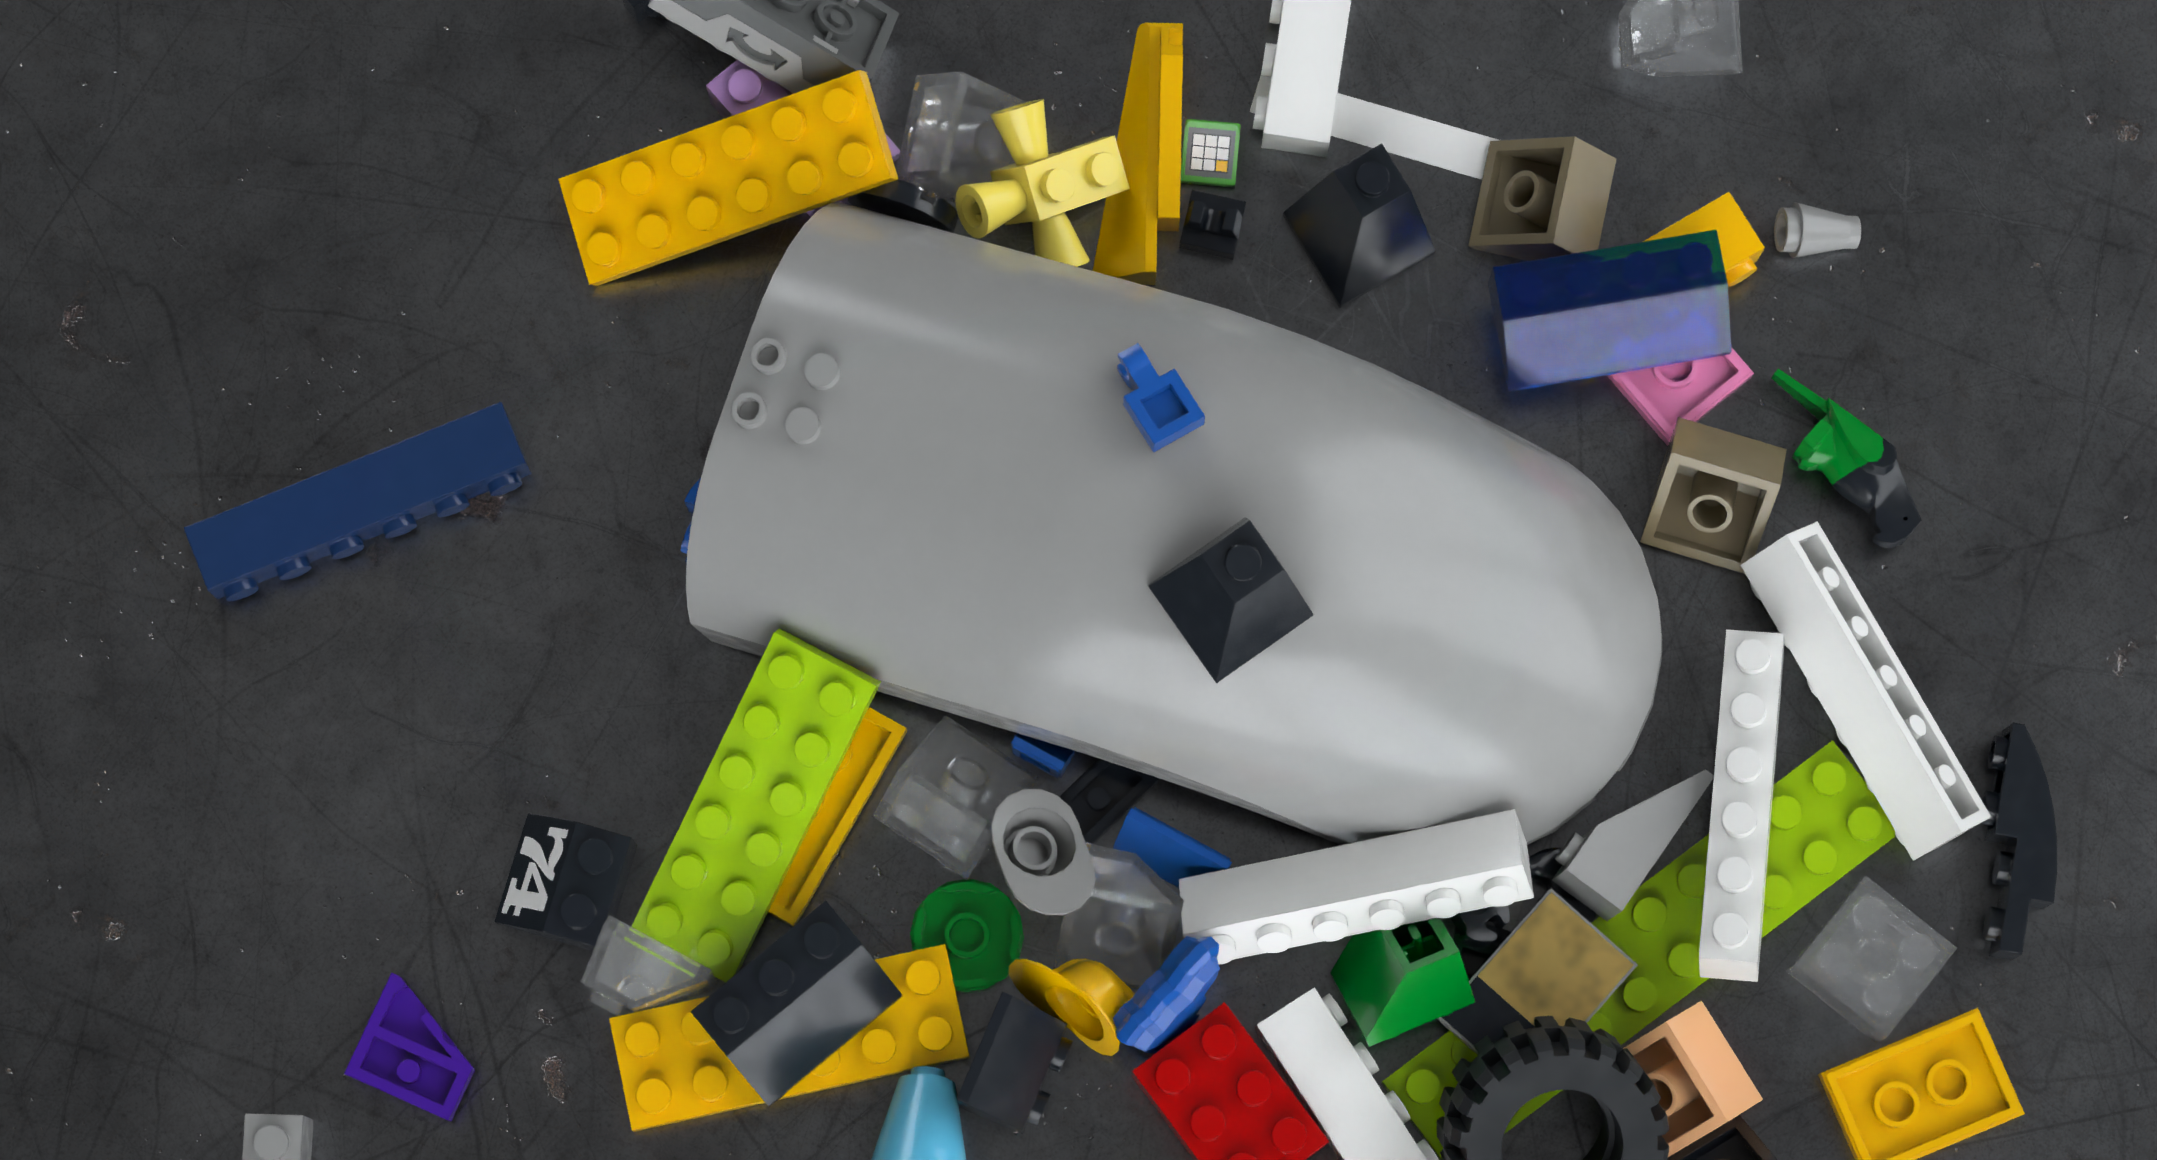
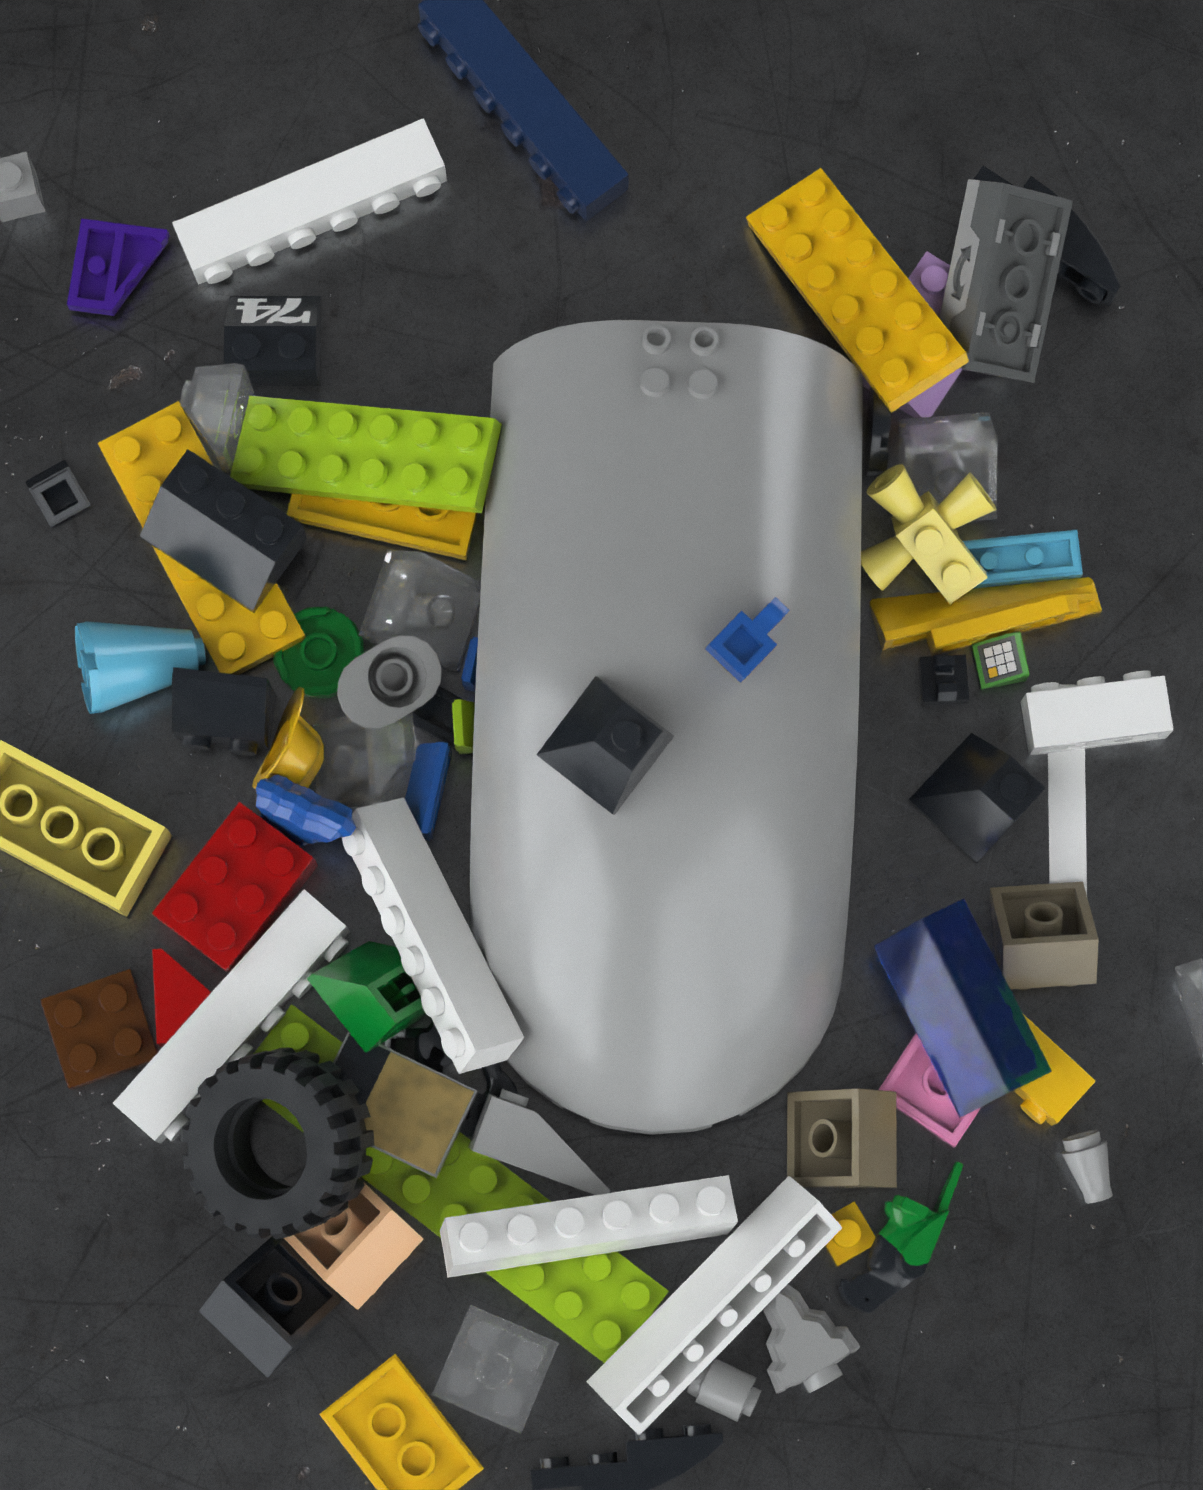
camera: 75 degrees right, 0 degrees up
(410, 790) = (311, 202): none -> white brick
(1096, 84) = (1028, 558): none -> medium azure tile
(1115, 782) = (463, 725): none -> lime slope
(1828, 511) = (852, 1238): none -> yellow plate
(1934, 605) = (804, 1343): none -> light grey rock
(1964, 706) = (725, 1390): none -> light grey brick

